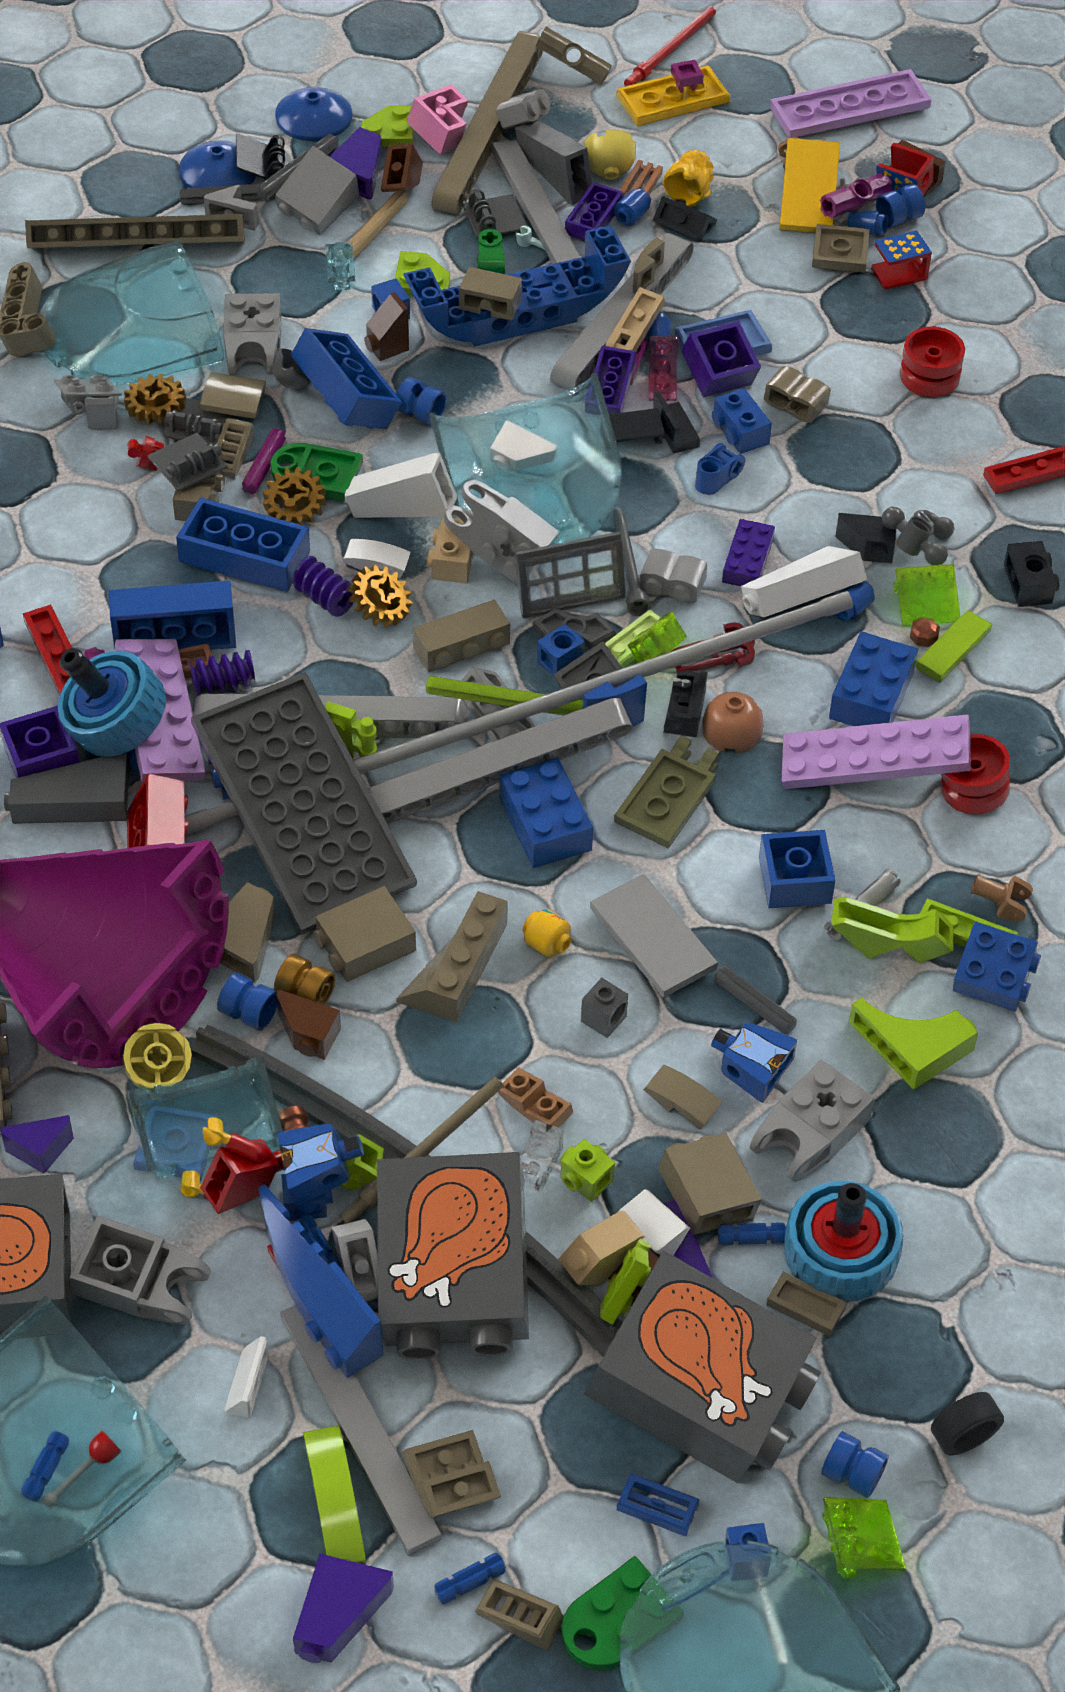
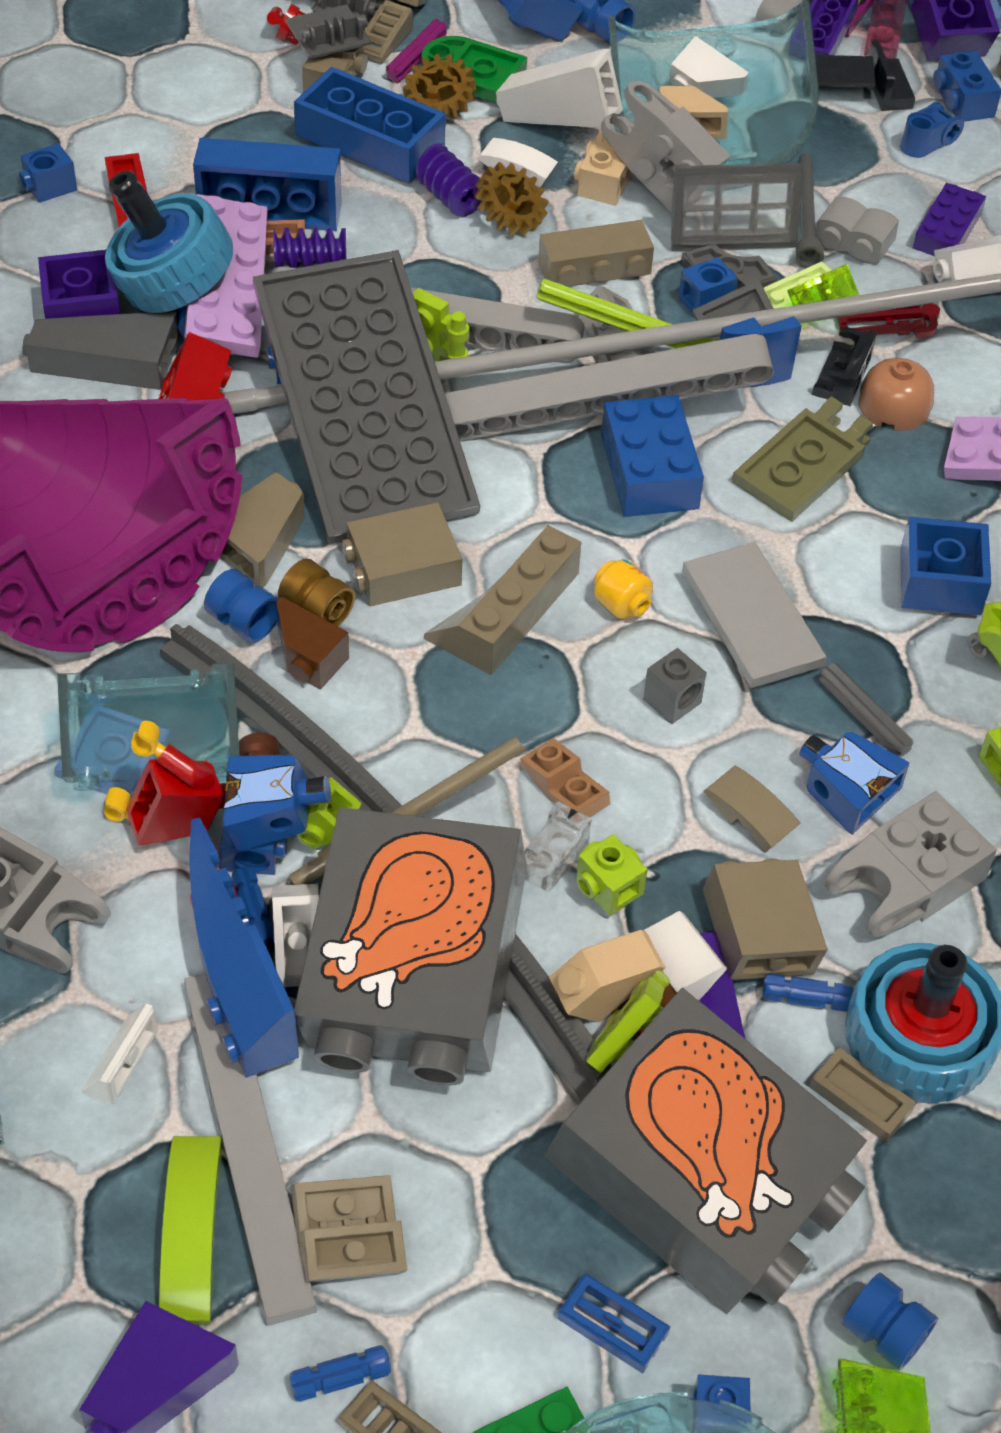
camera: 10 degrees right, 0 degrees up
(156, 1056) = (112, 645): light yellow cylinder -> none
(519, 484) = (702, 107): none -> tan slope

